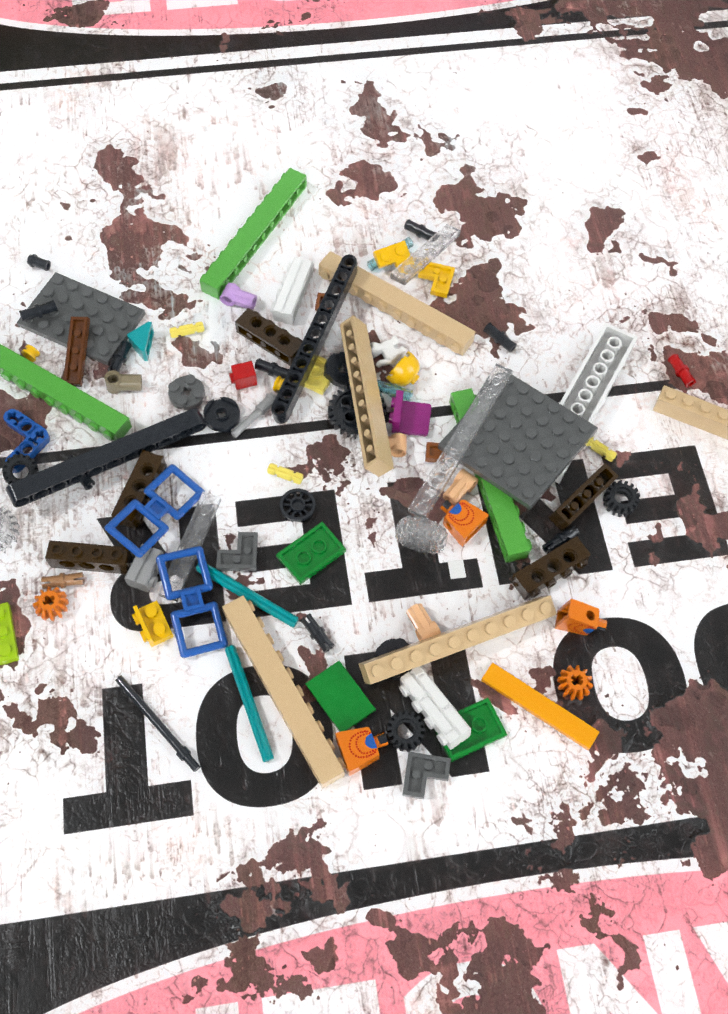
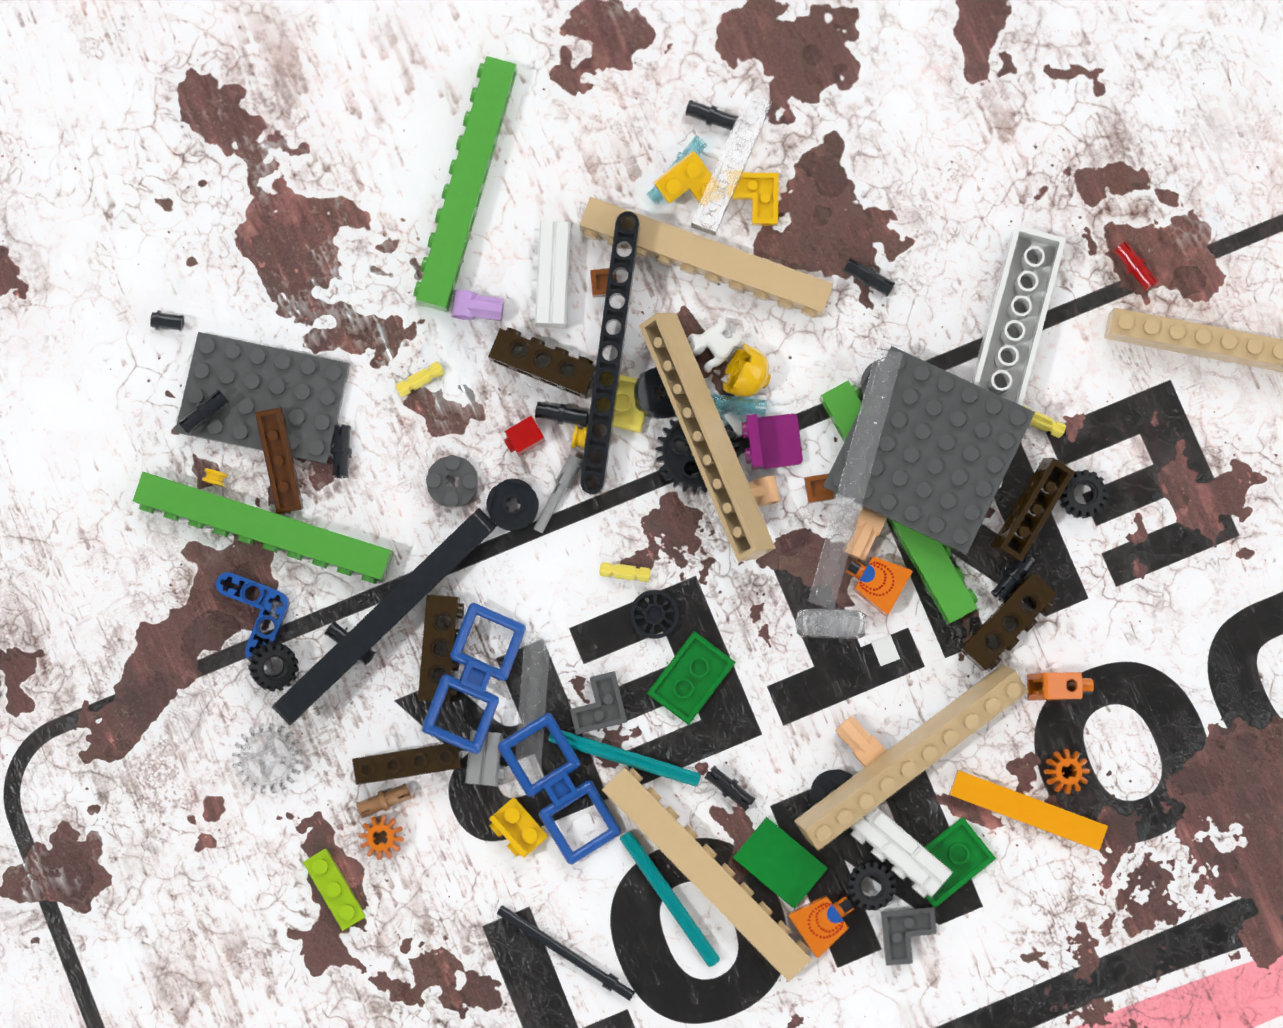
camera: 10 degrees left, 20 degrees up
(123, 382) = (365, 490): dark tan piece -> none
(142, 339) = (363, 416): teal slope -> none

